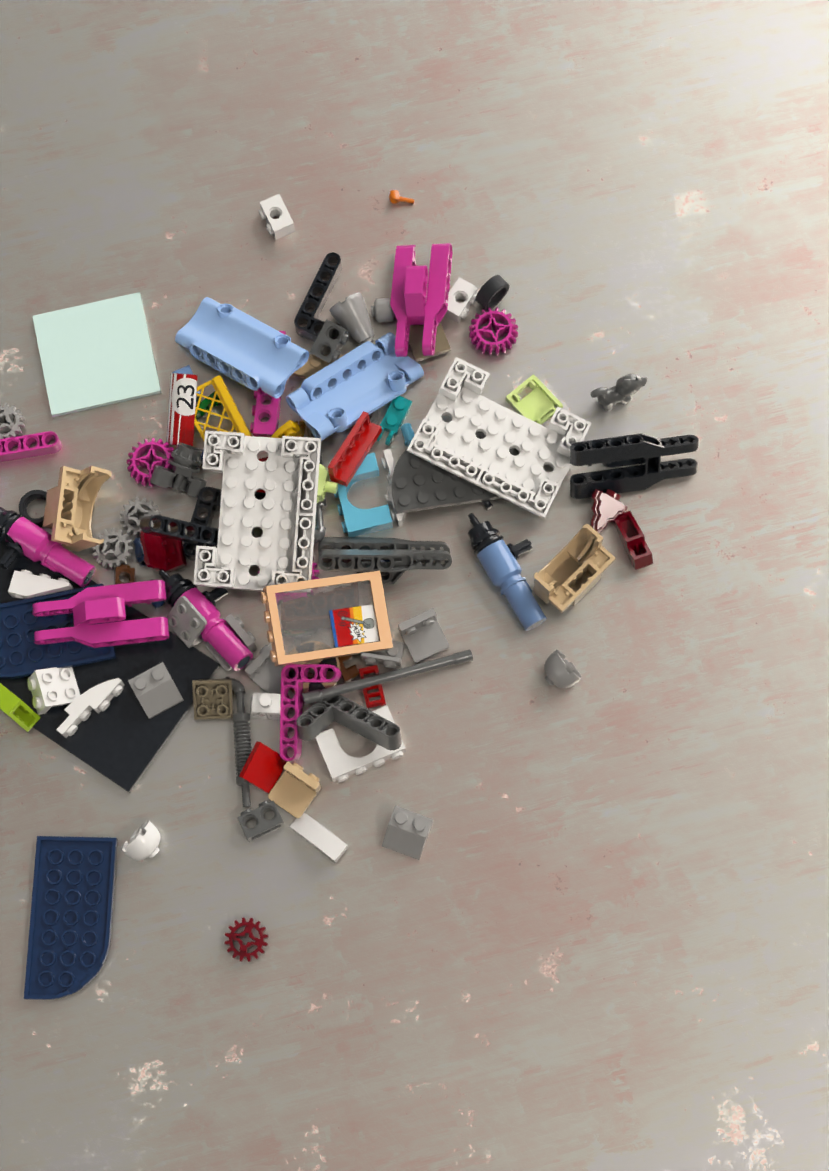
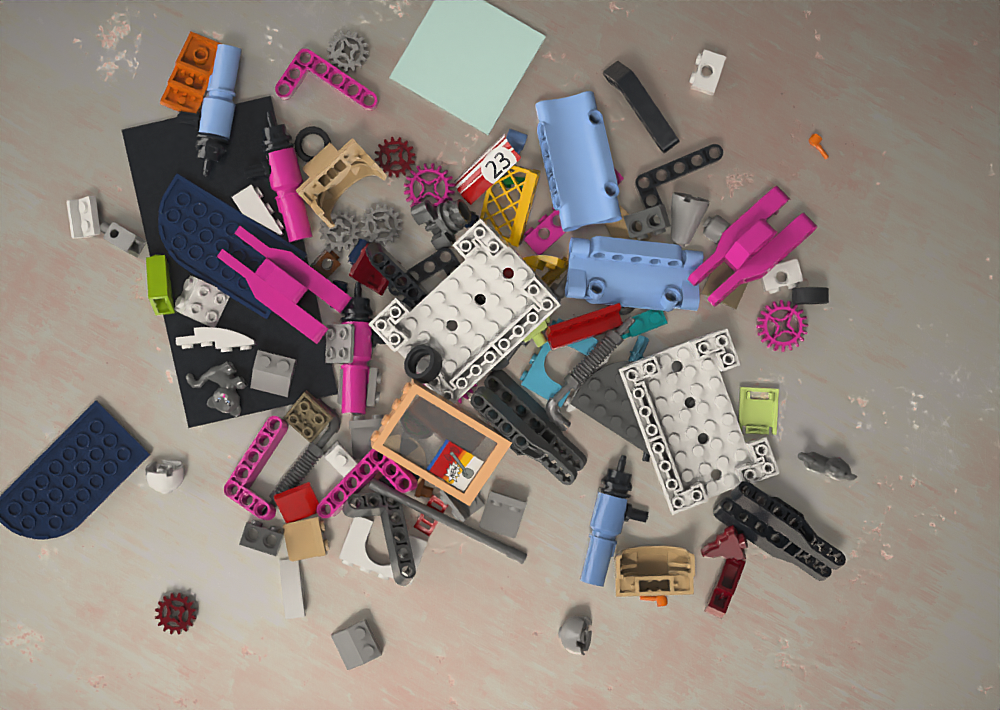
camera: 40 degrees right, 15 degrees up
(115, 465) = (388, 152): none -> dark red gear
(136, 740) = (226, 397): none -> dark grey animal
(207, 773) = (255, 468): none -> dark pink beam
(231, 263) = (642, 104): none -> black beam
(250, 573) = (414, 357): none -> black tyre
(383, 481) = (584, 370): none -> flat silver piece
(597, 592) = (661, 599): none -> orange hand

